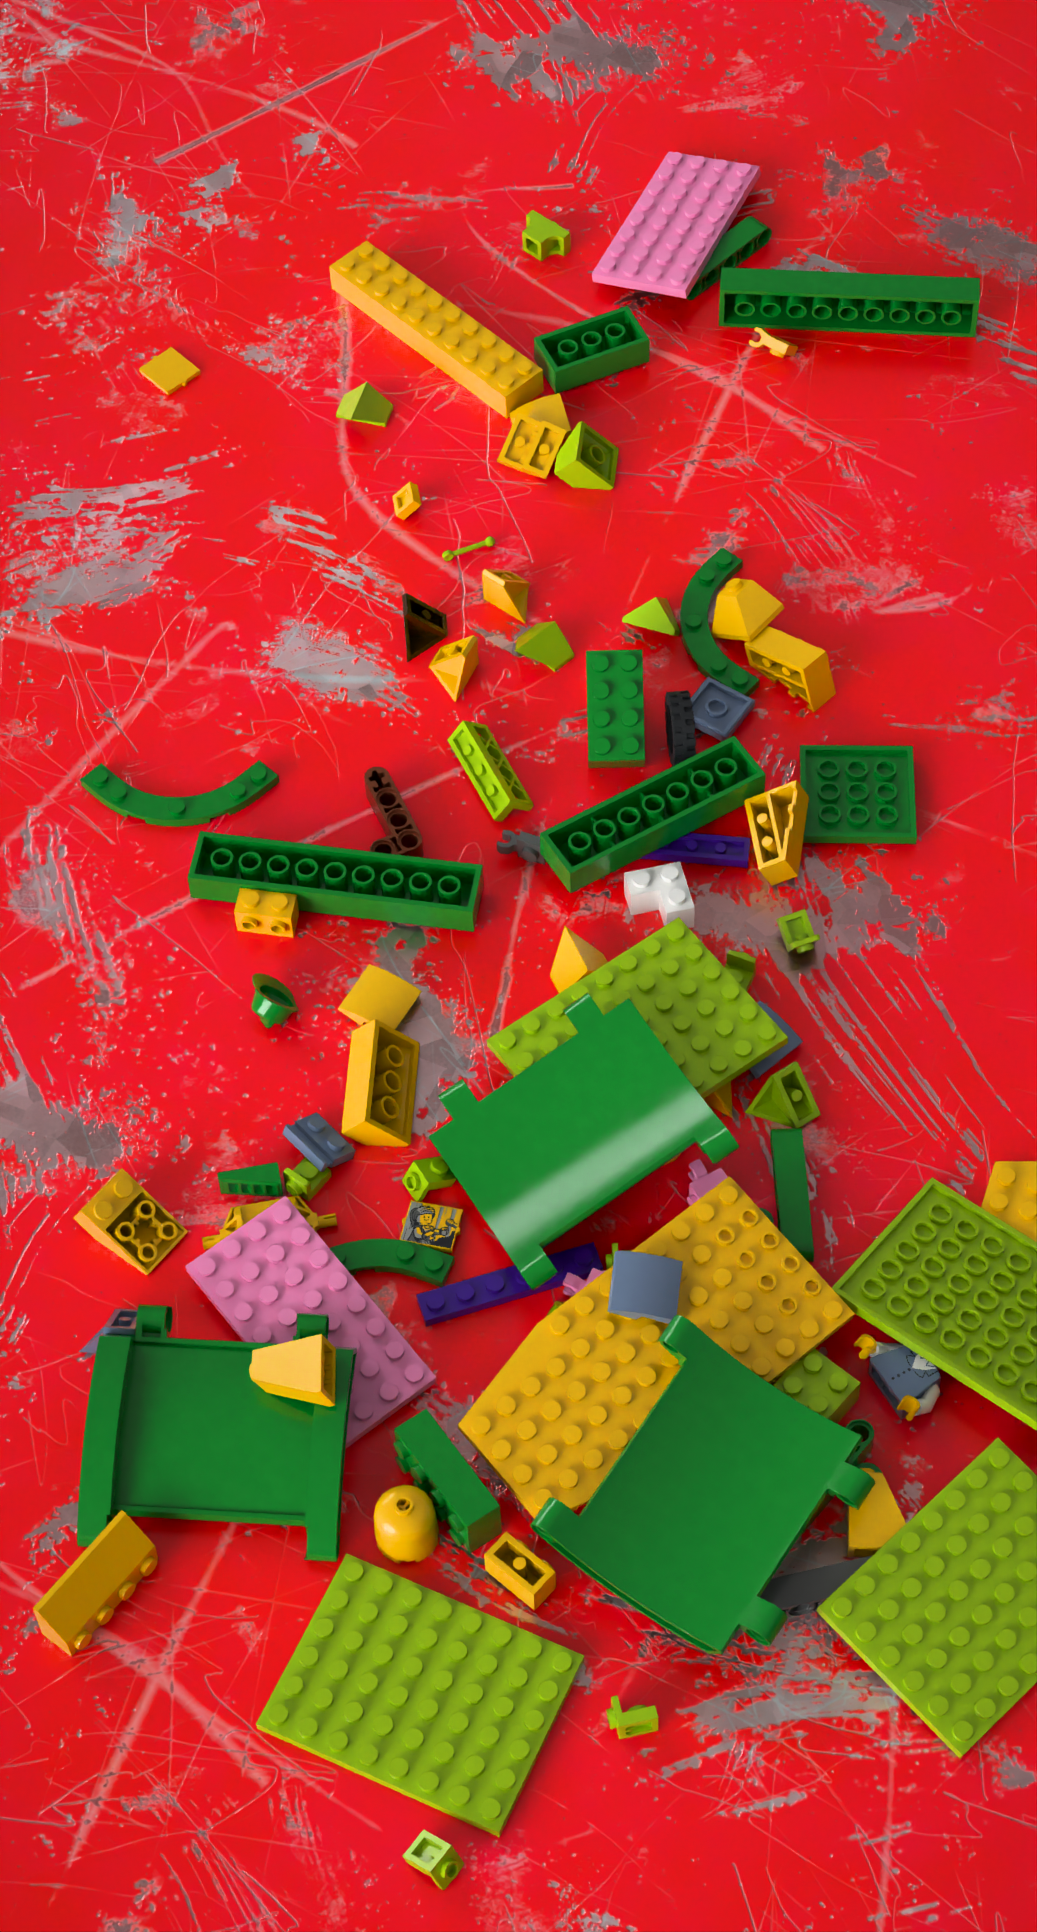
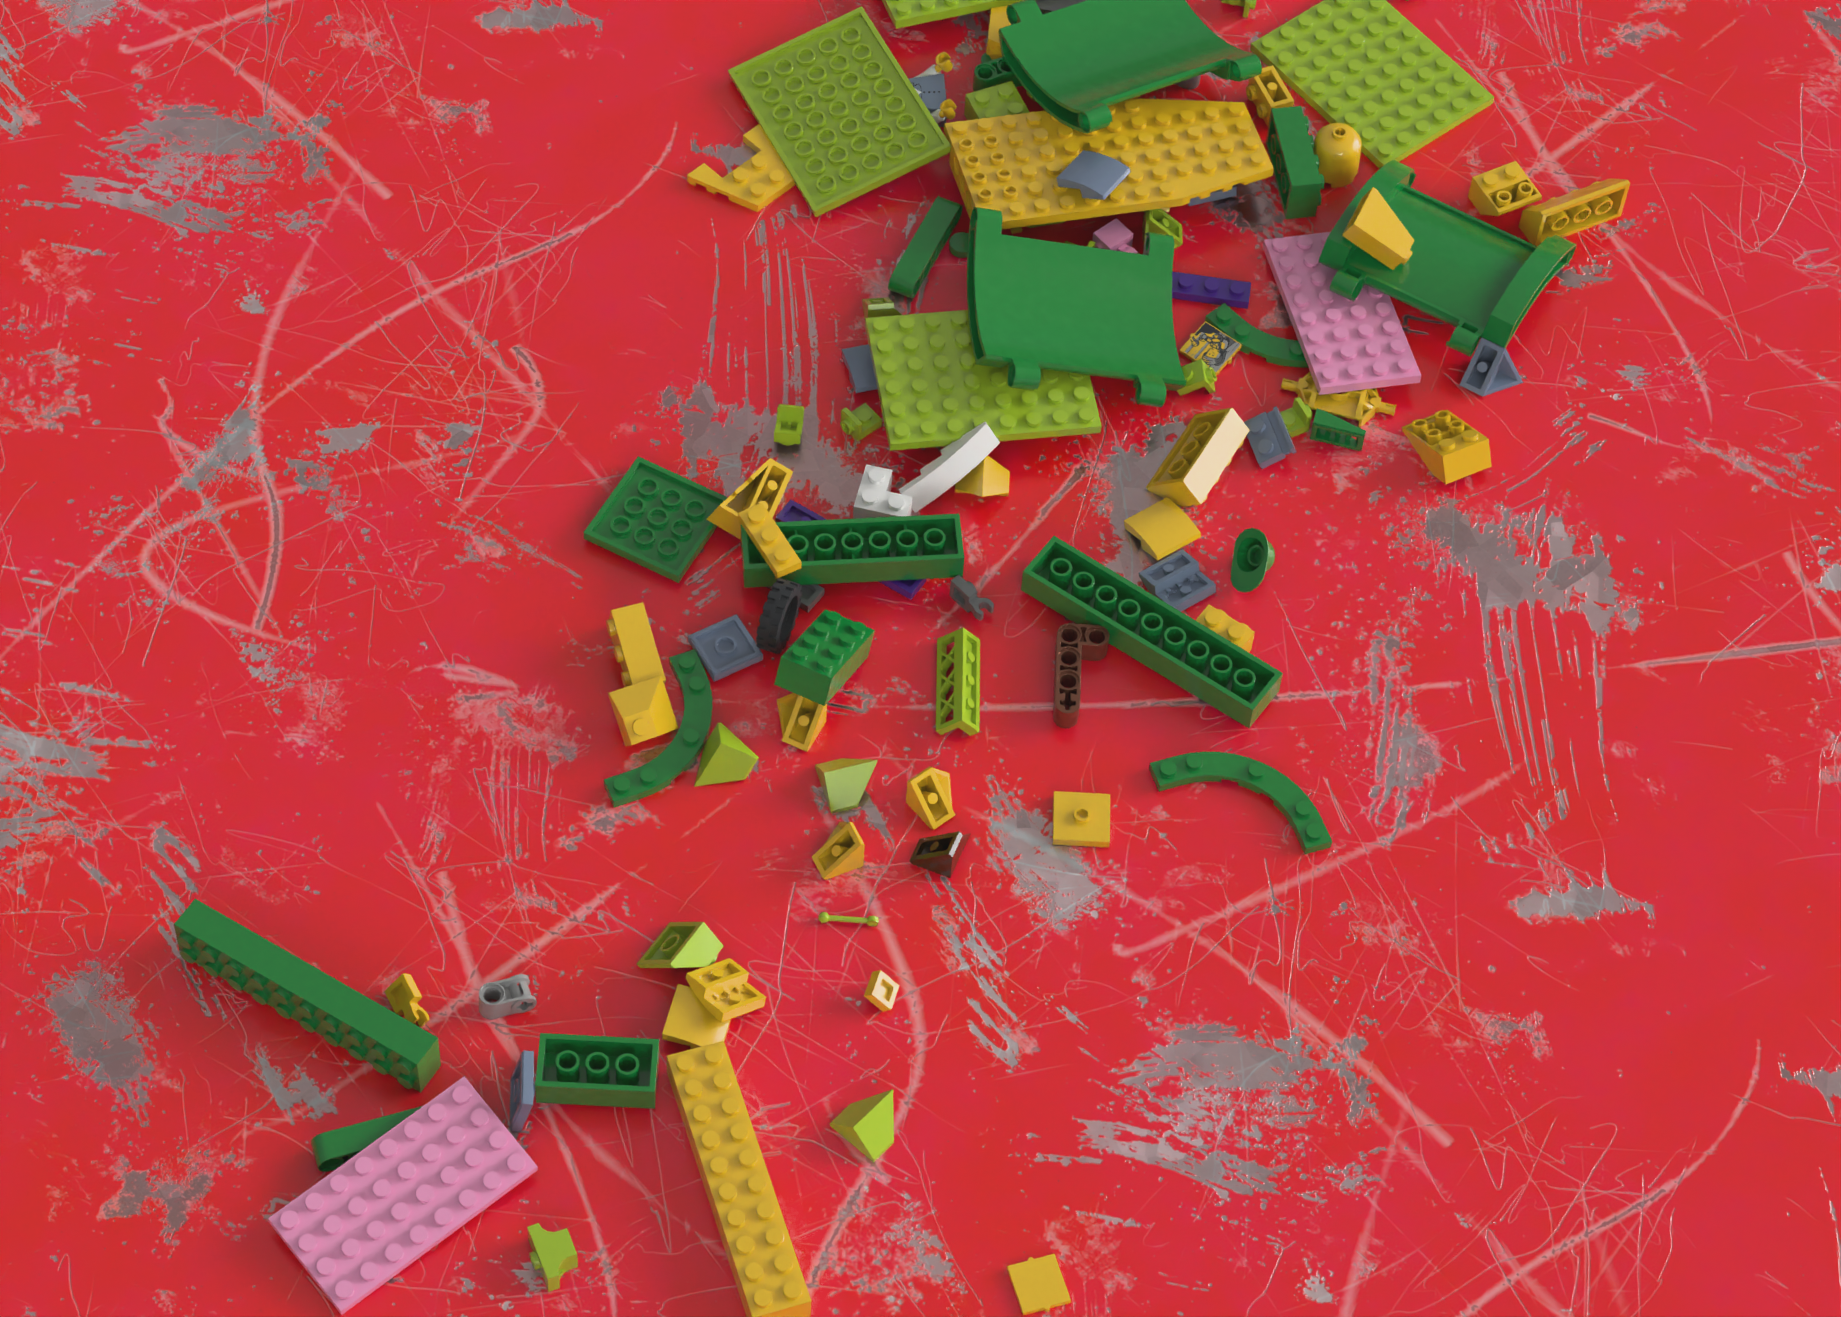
camera: 160 degrees left, 0 degrees up
(186, 1570) = (1502, 190): none -> yellow slope
(315, 707) = (1081, 819): none -> yellow plate
(338, 957) = (1178, 581): none -> sand blue slope
(613, 942) = (951, 466): none -> white slope
(638, 307) = (521, 1090): none -> sand blue plate
(700, 375) = (508, 997): none -> light grey piece
(727, 764) = (769, 540): none -> yellow plate

